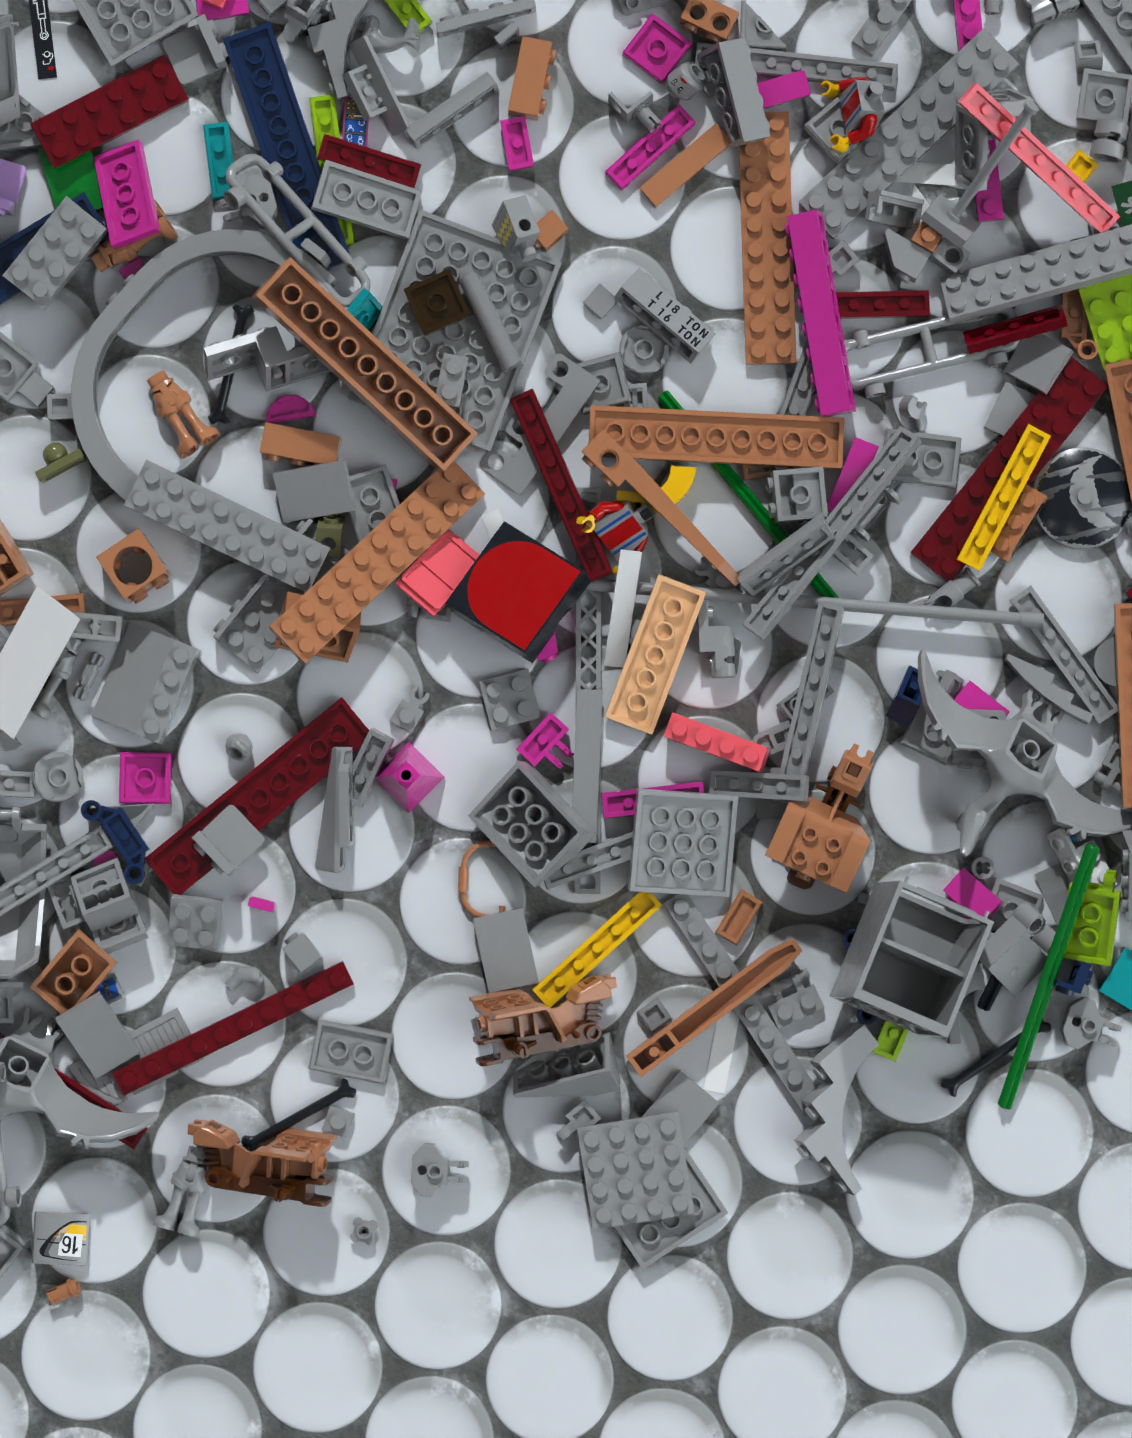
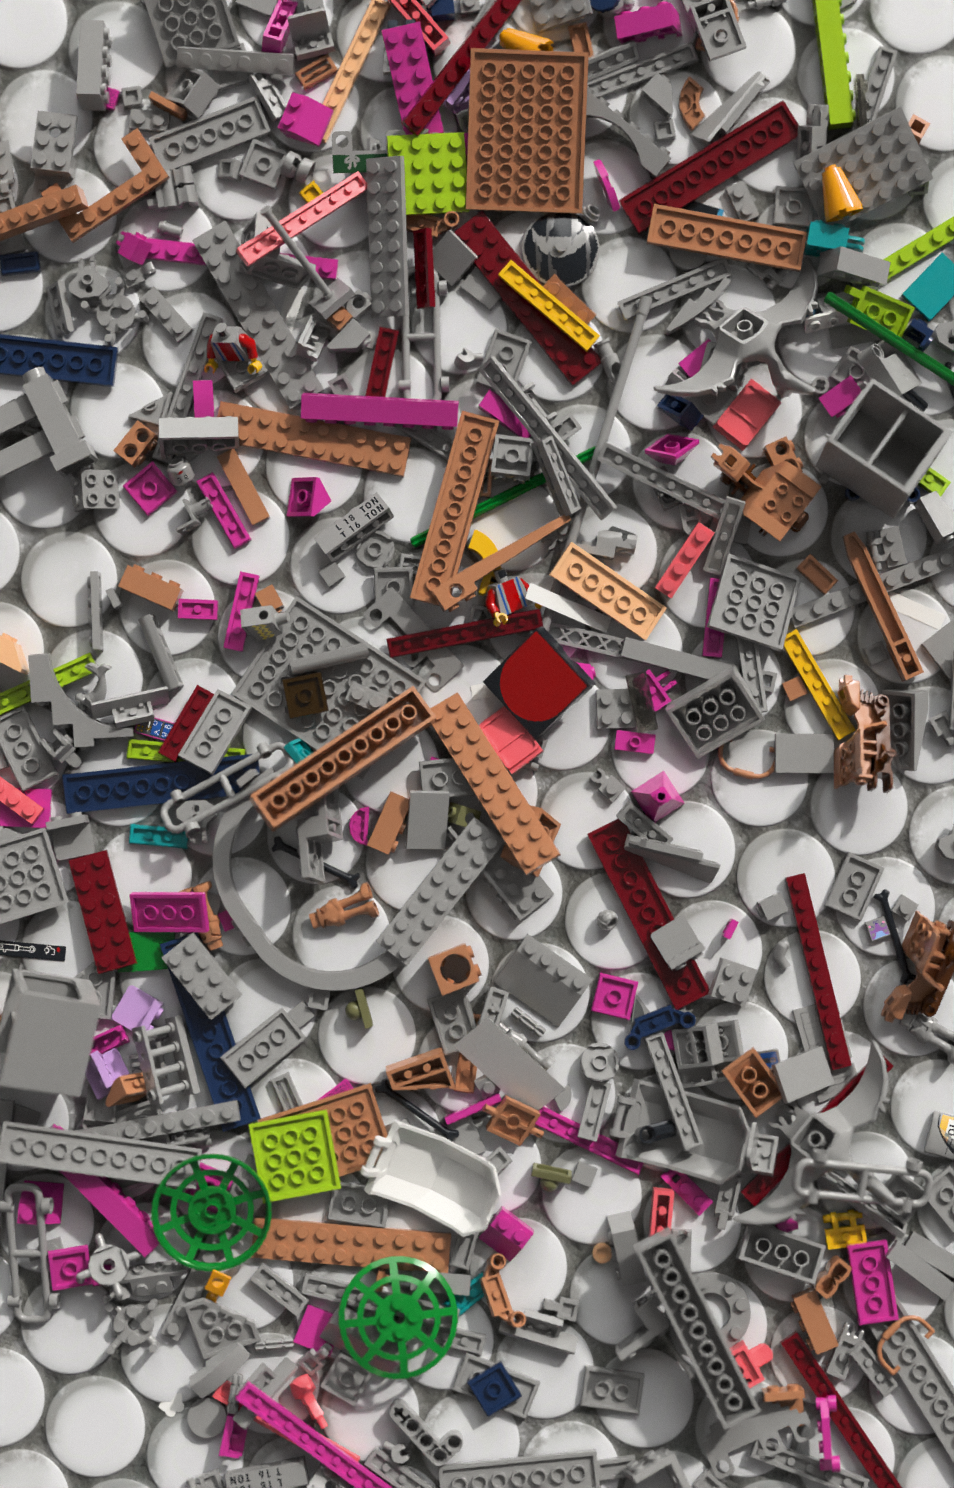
camera: 75 degrees left, 0 degrees up
(72, 578) = (452, 1018): none -> light grey tile
(304, 1092) = (877, 928): none -> tile
(472, 732) = (634, 742): none -> dark pink plate
(523, 728) = (641, 702): none -> clear smoke plate
(541, 198) = (243, 599): none -> dark pink plate
(586, 920) = (794, 688): none -> nougat tile
(689, 248) = (307, 497): none -> dark pink slope
(856, 695) = (671, 449): none -> dark pink slope
(879, 846) = (789, 456): none -> nougat brick
(924, 783) = (747, 414): none -> coral piece

